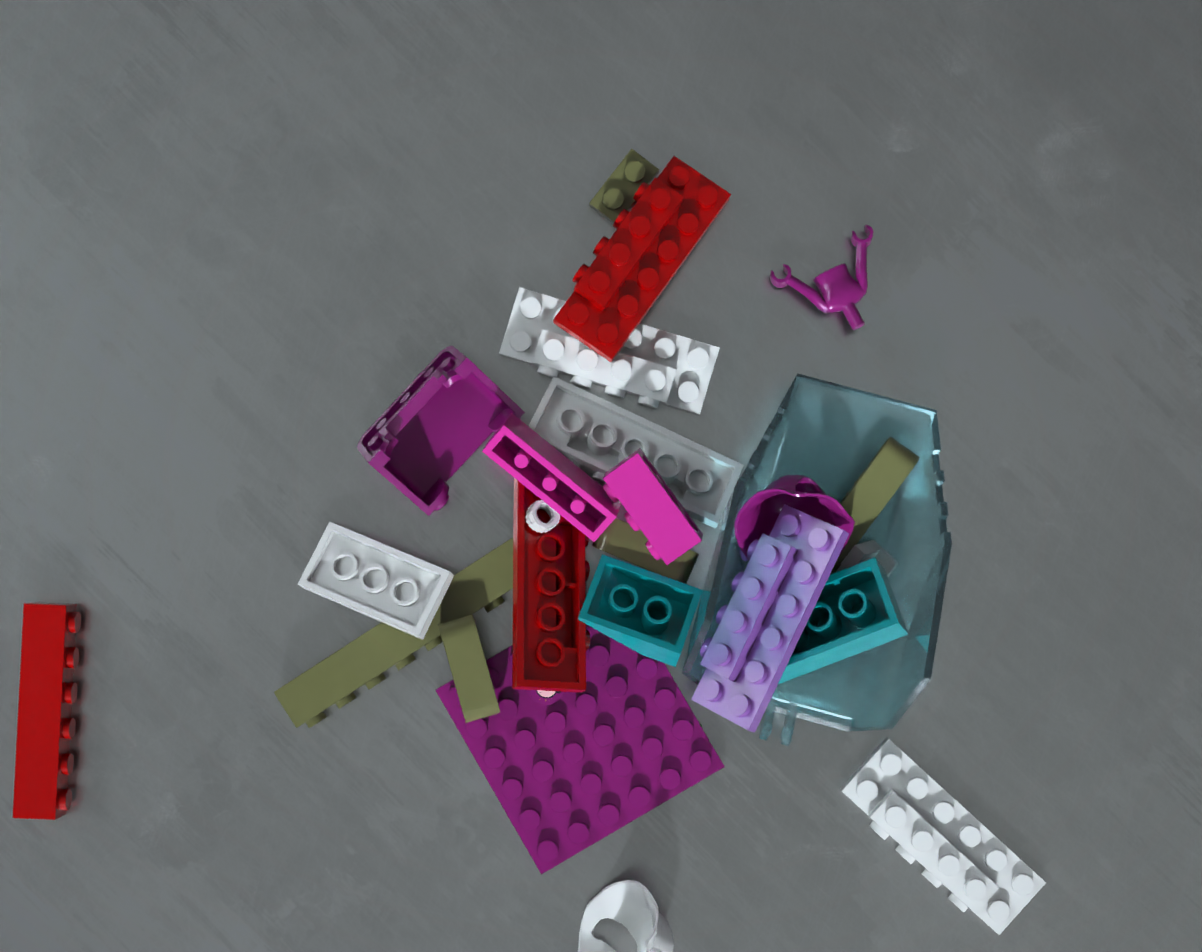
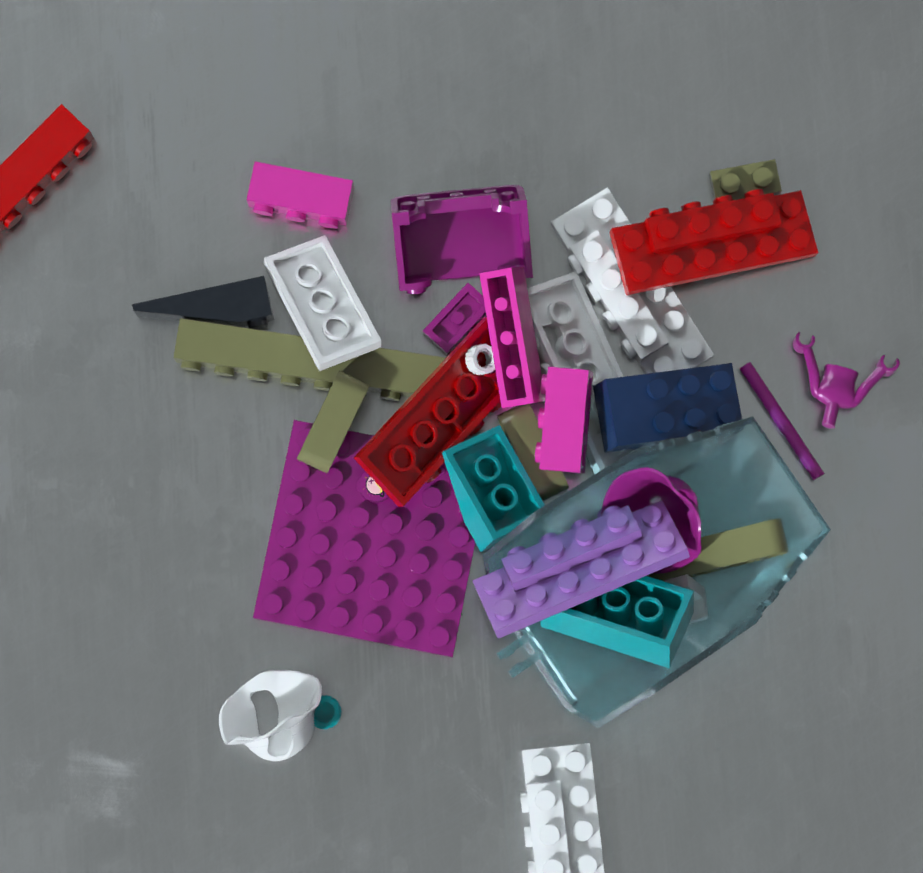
camera: 40 degrees right, 5 degrees down
(281, 507) = (300, 195): none -> dark pink brick
(305, 641) = (229, 304): none -> black slope
(492, 497) = (456, 319): none -> magenta plate
(665, 894) = (327, 713): none -> teal tile
(722, 424) = (665, 405): none -> dark blue brick
(817, 353) = (781, 421): none -> magenta bar

